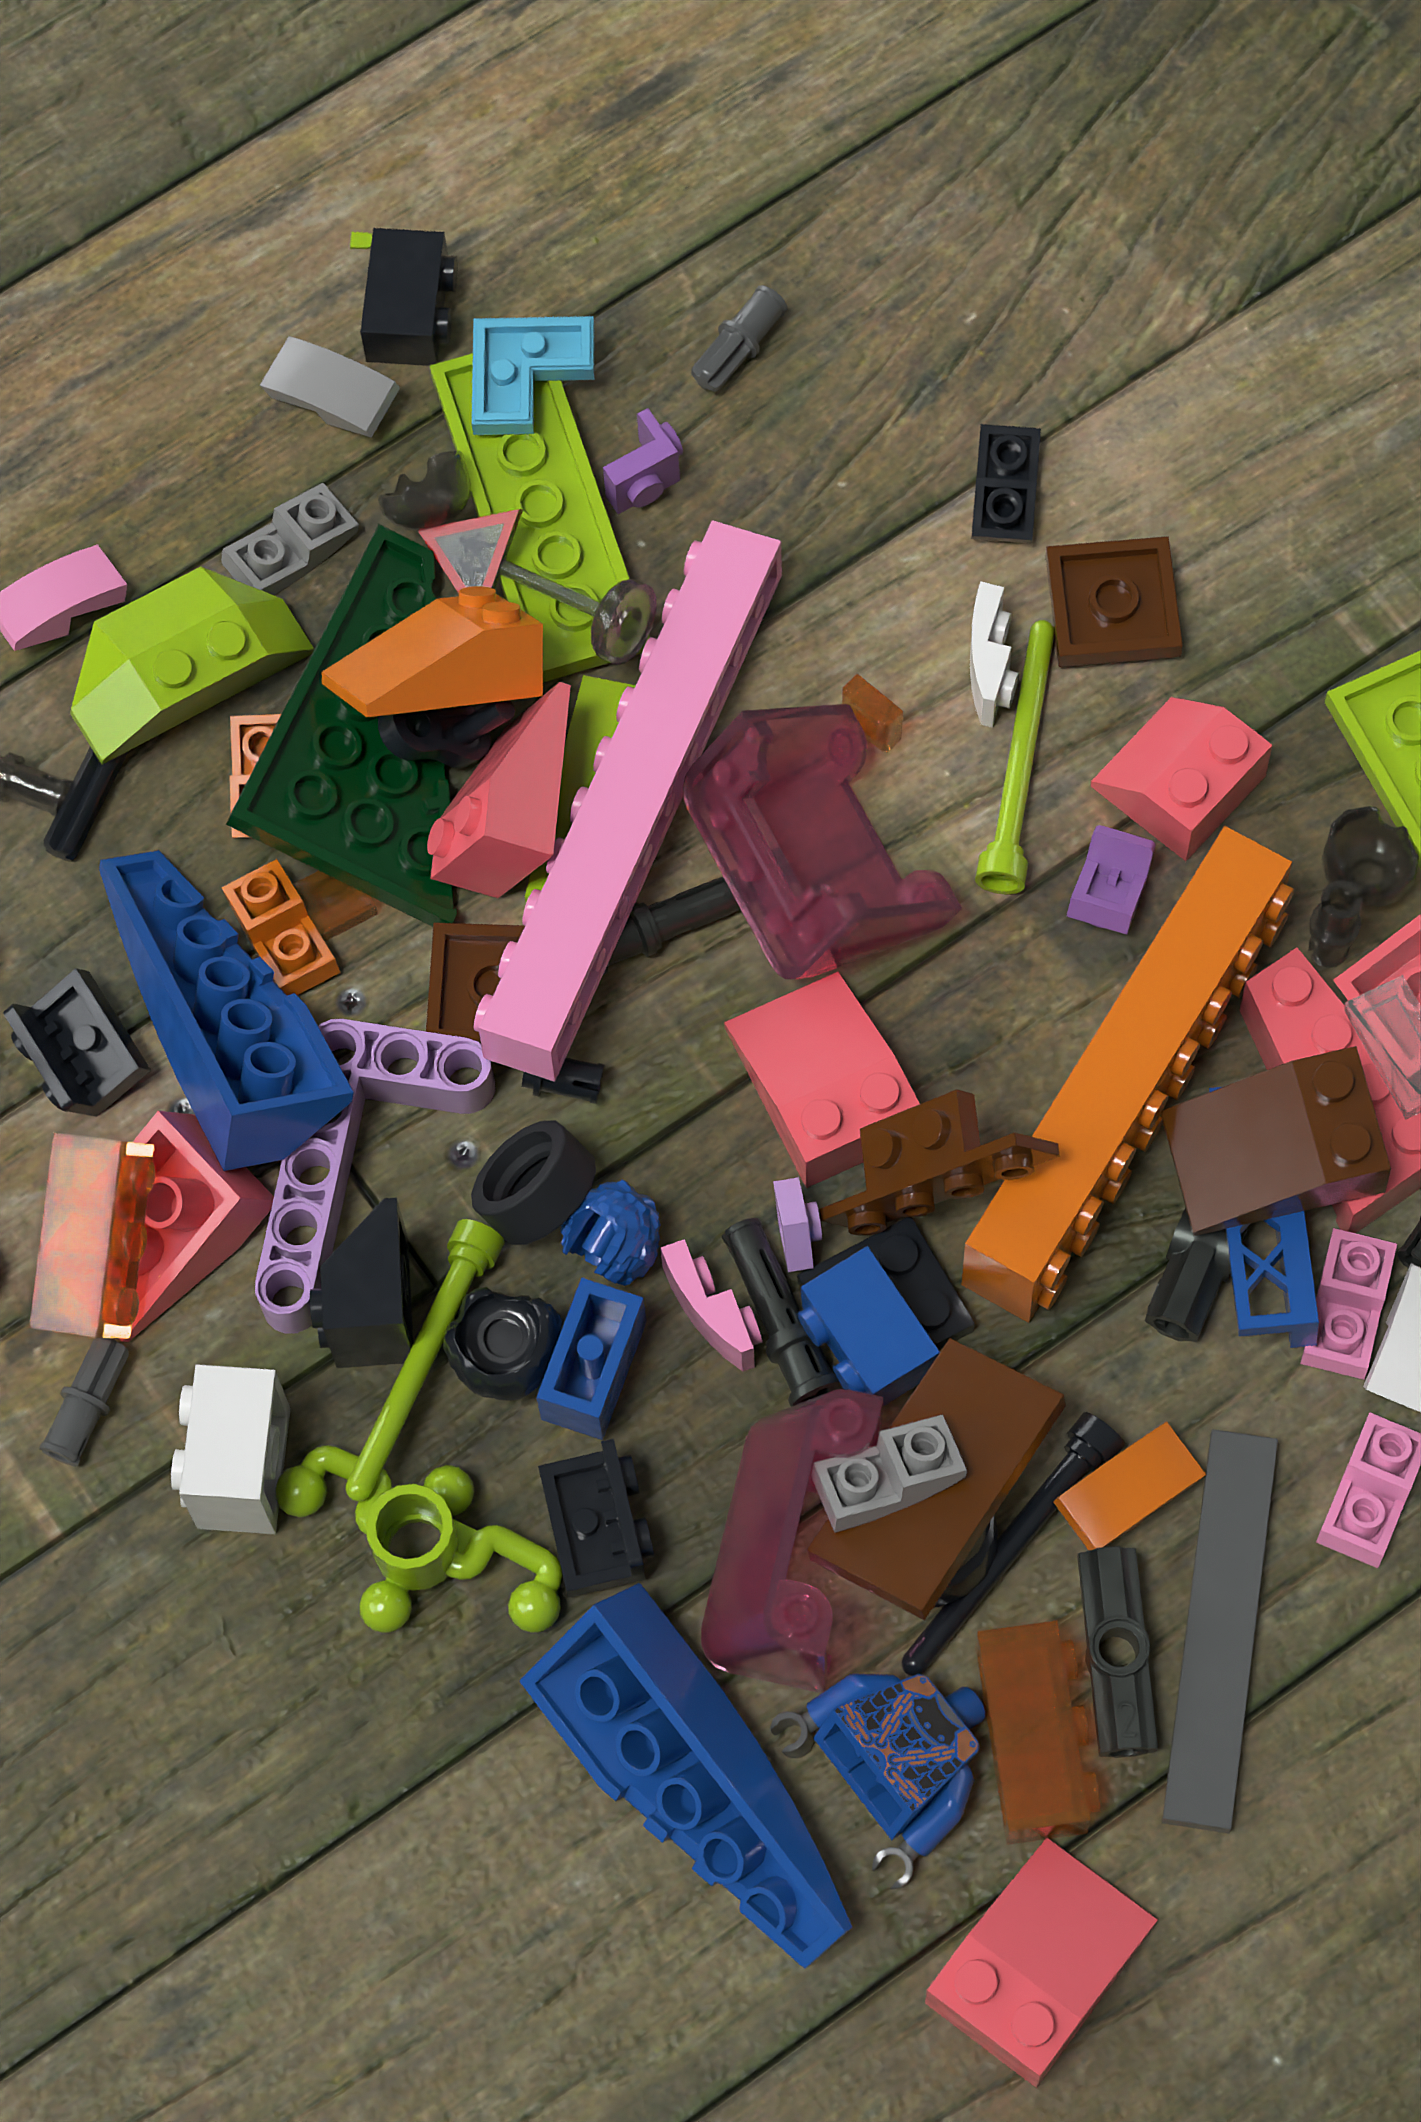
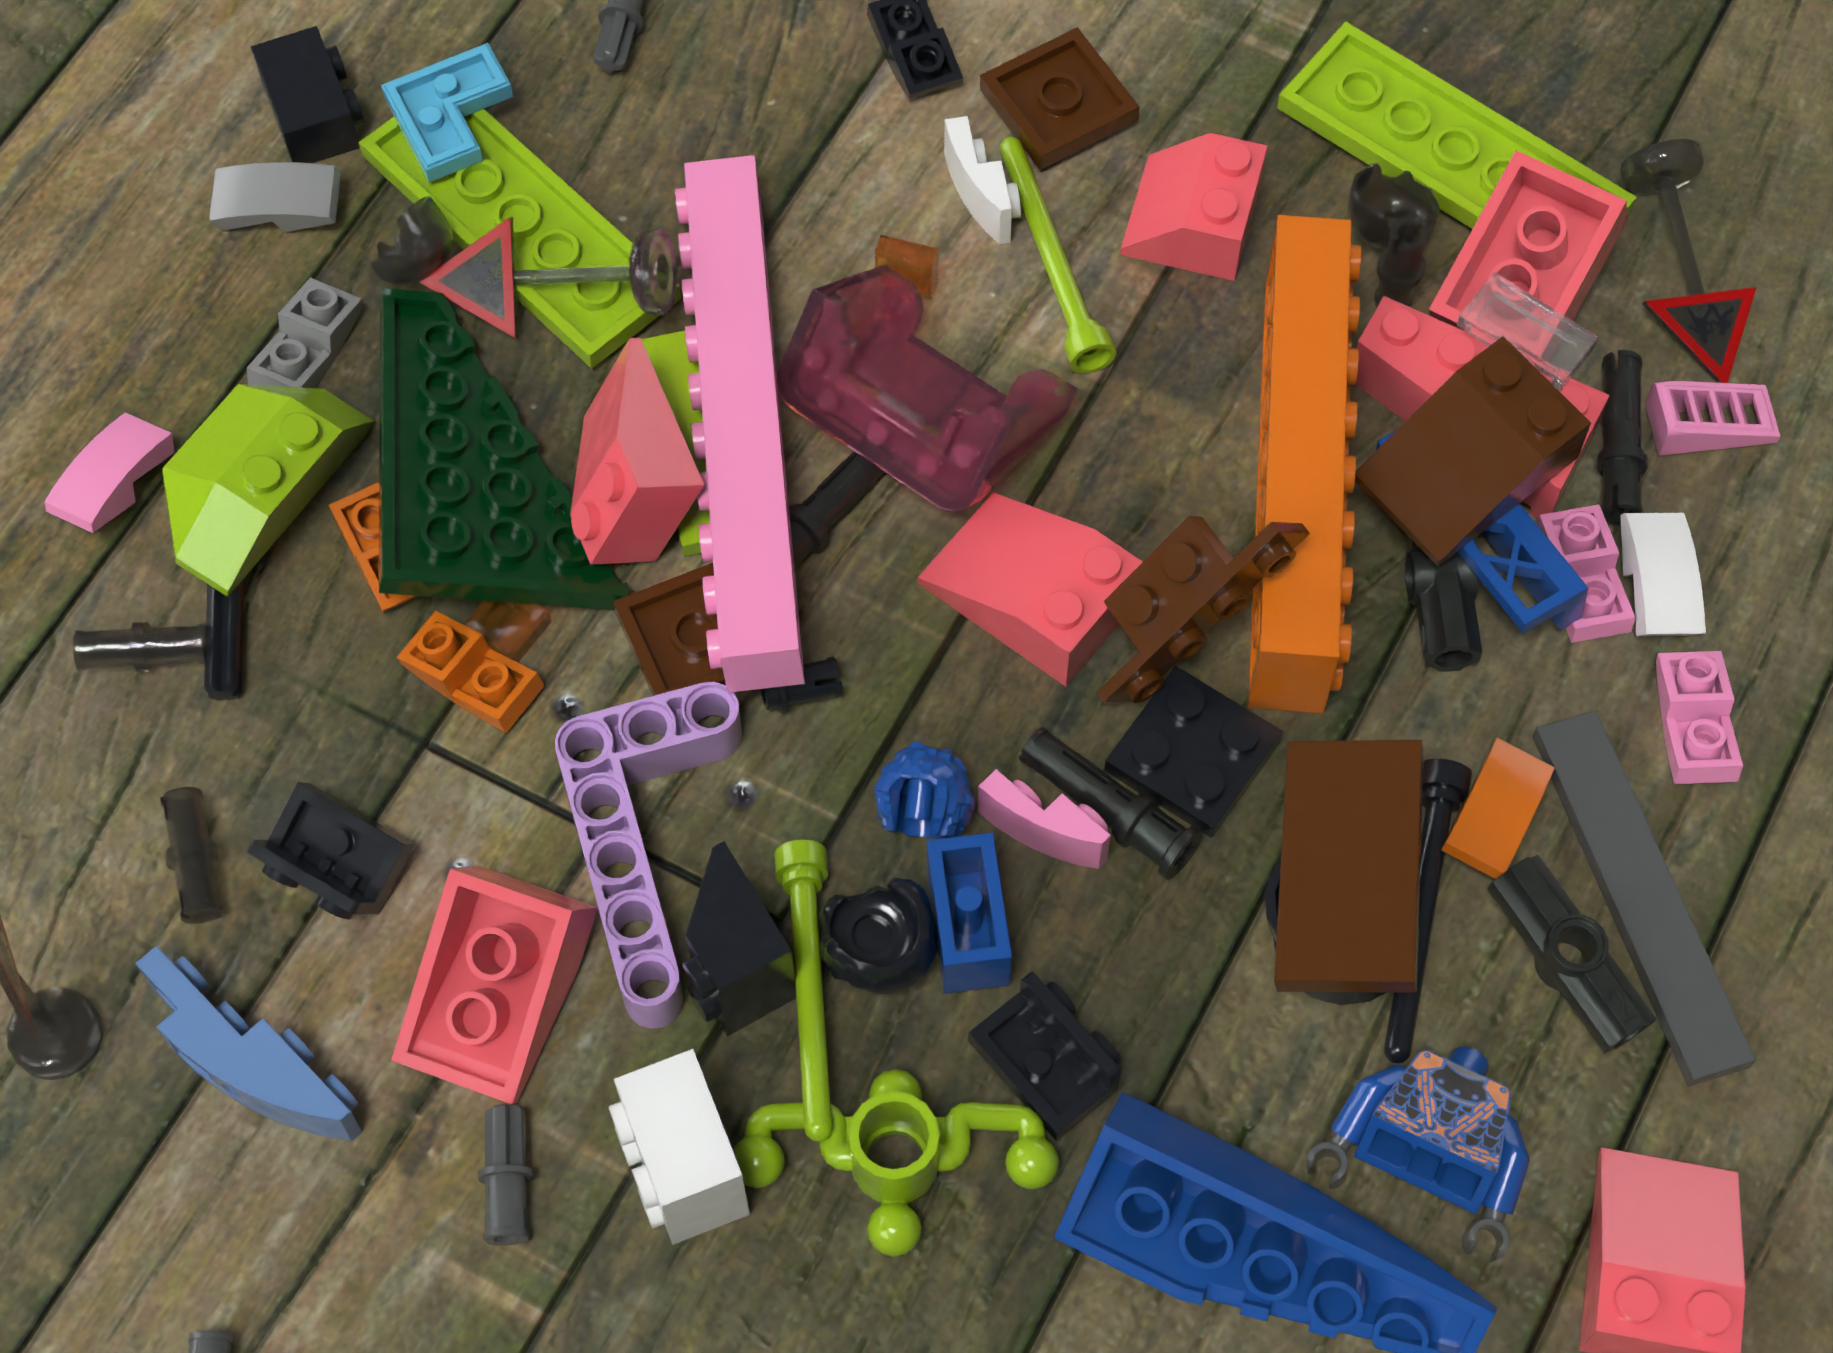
camera: 30 degrees left, 5 degrees down
(92, 1236) = (442, 1013): clear orange brick -> none
(230, 1033) = (487, 784): blue wedge -> none
(360, 240) = (240, 72): lime piece -> none
(445, 657) = (513, 360): orange slope -> none
(446, 734) = (537, 434): black piece -> none
(533, 1182) = (852, 797): black tyre -> none
(648, 470) = (600, 149): medium lavender bracket -> none
(754, 1615) = (1234, 1052): clear pink windscreen -> none
(797, 1224) = (1082, 715): lavender plate -> none
(867, 1328) = (1205, 771): blue brick -> none
(898, 1472) = (1314, 878): light grey slope -> none
(1035, 1732) = (1542, 1058): clear orange brick -> none
(1112, 879) = (1188, 314): medium lavender bracket -> none

